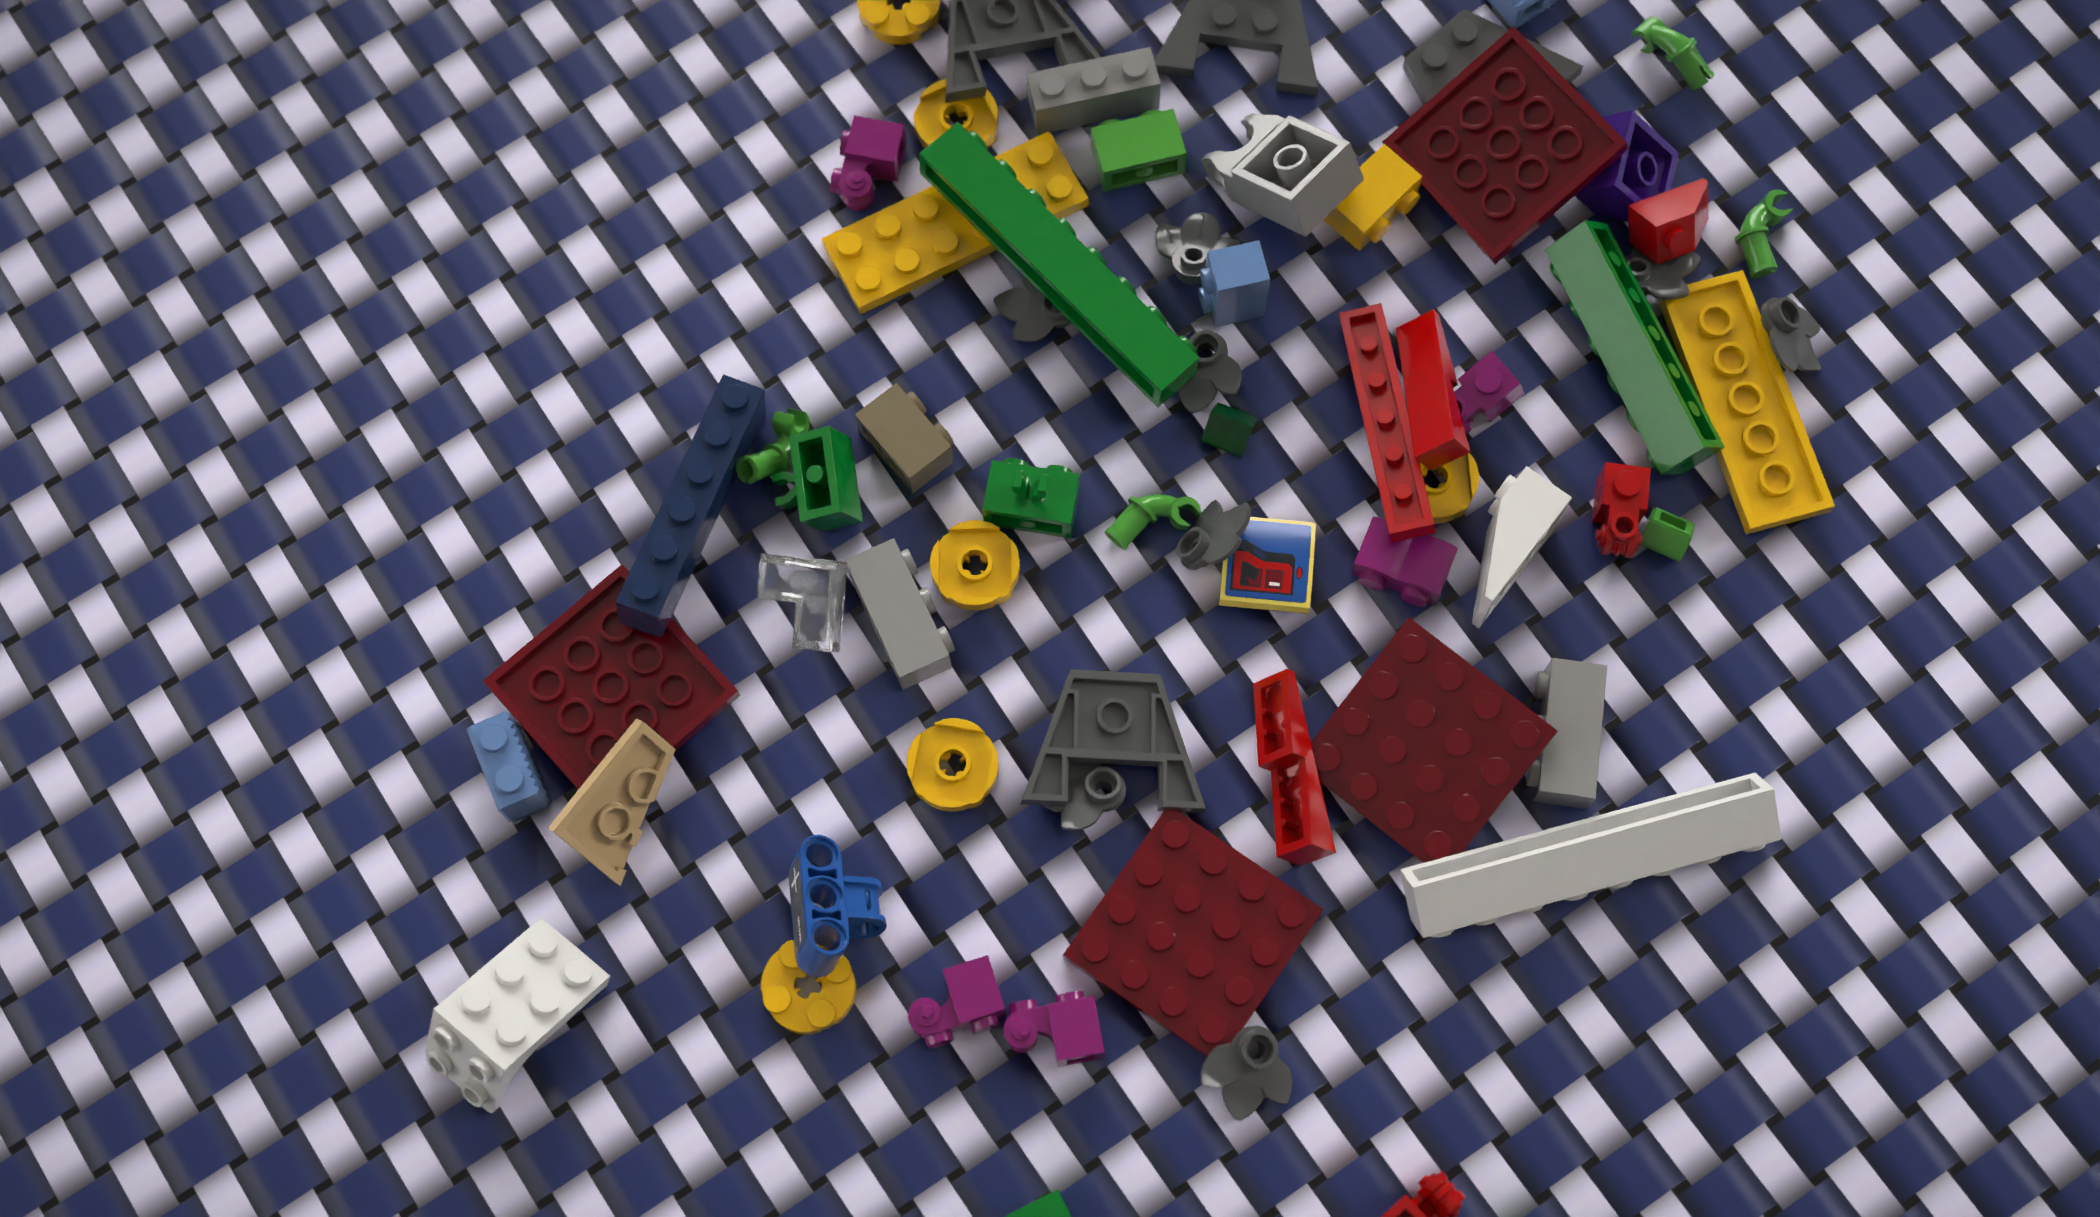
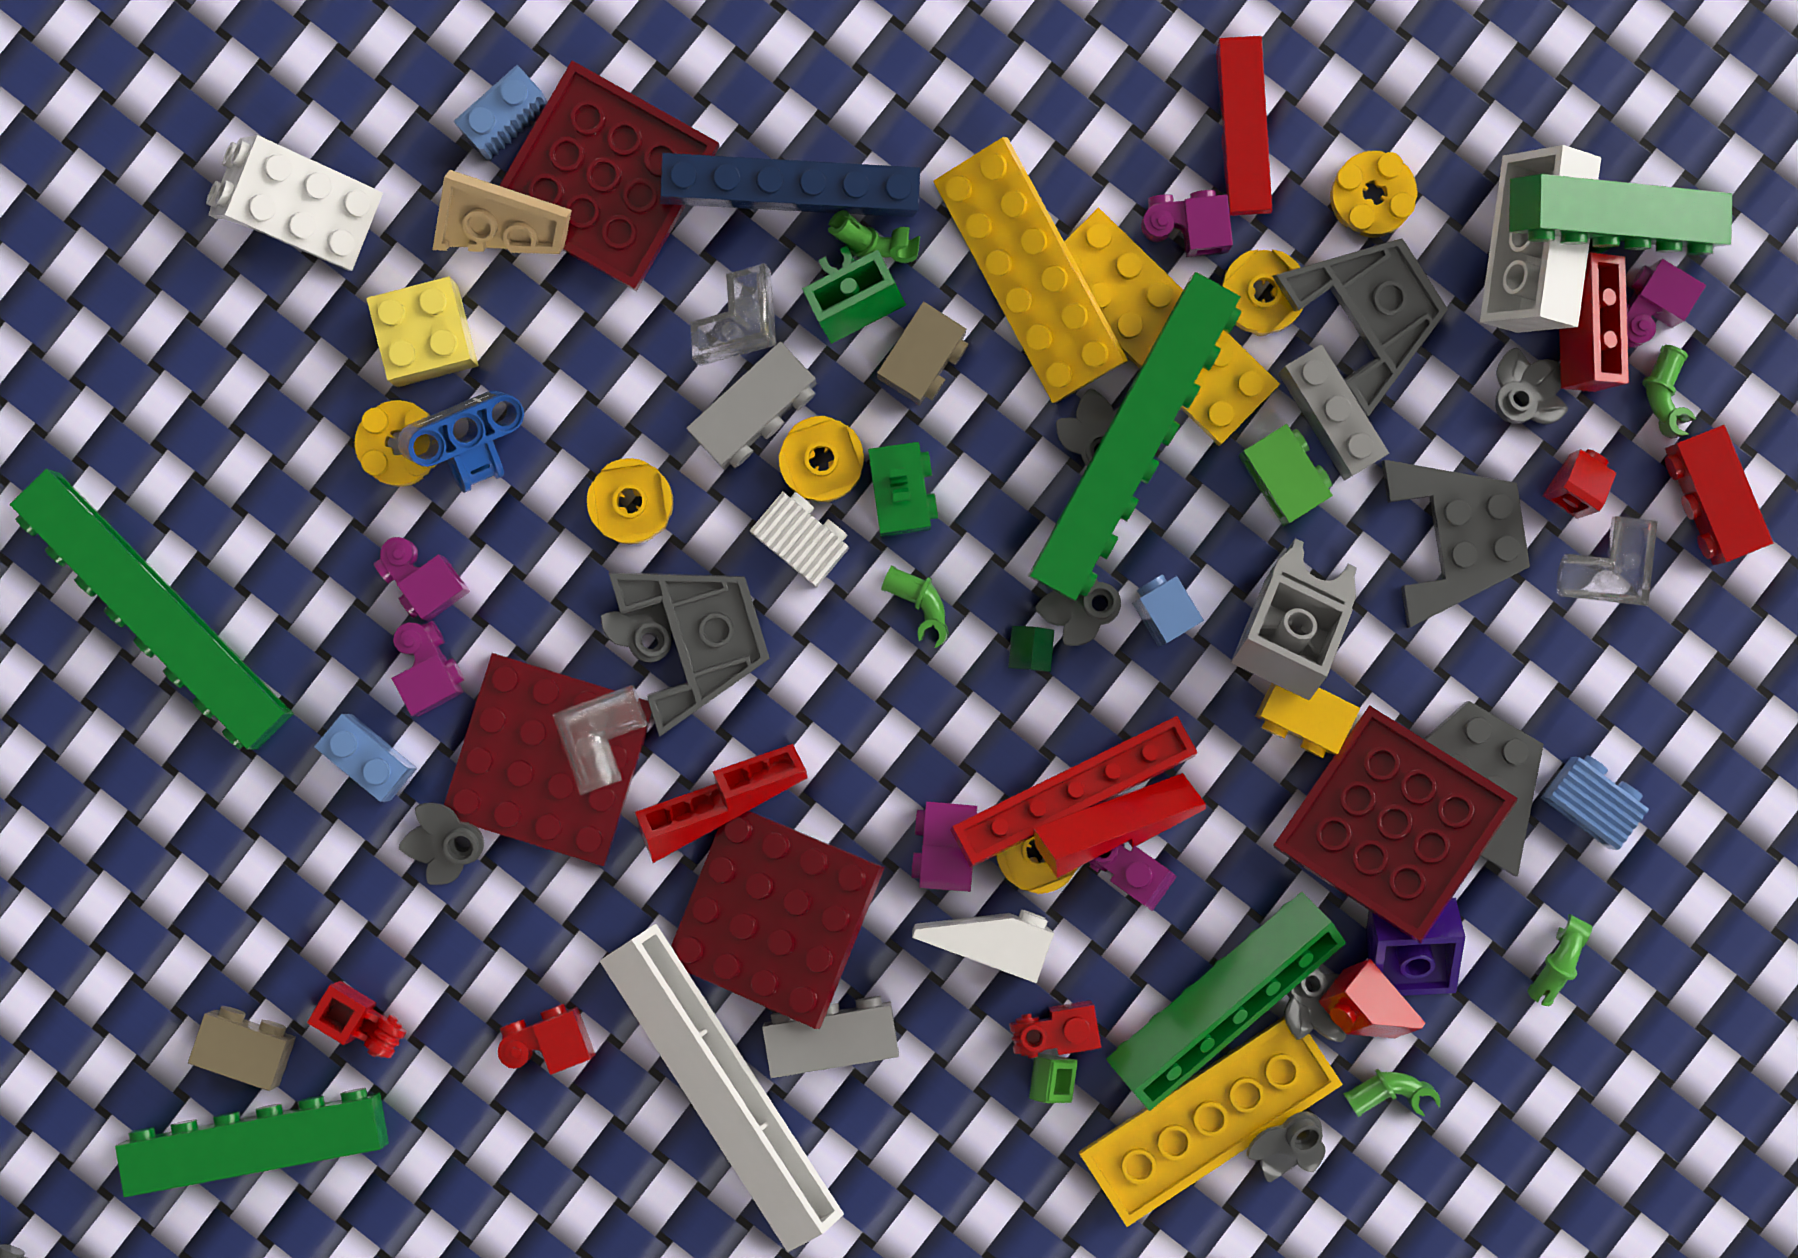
camera: 70 degrees right, 15 degrees up
(702, 918) = (422, 332): none -> light yellow brick
(777, 84) = (1244, 125): none -> red slope
(859, 314) = (1030, 270): none -> yellow plate
(1048, 607) = (800, 538): none -> white brick
(1132, 1120) = (365, 757): none -> medium blue brick
(1178, 876) = (586, 734): none -> clear brick
(1189, 245) = (1211, 561): dark grey plate -> none
(1213, 536) = (915, 666): dark grey plate -> none
(1271, 567) = (907, 723): slope -> none
(1488, 1010) = (557, 1036): none -> red brick

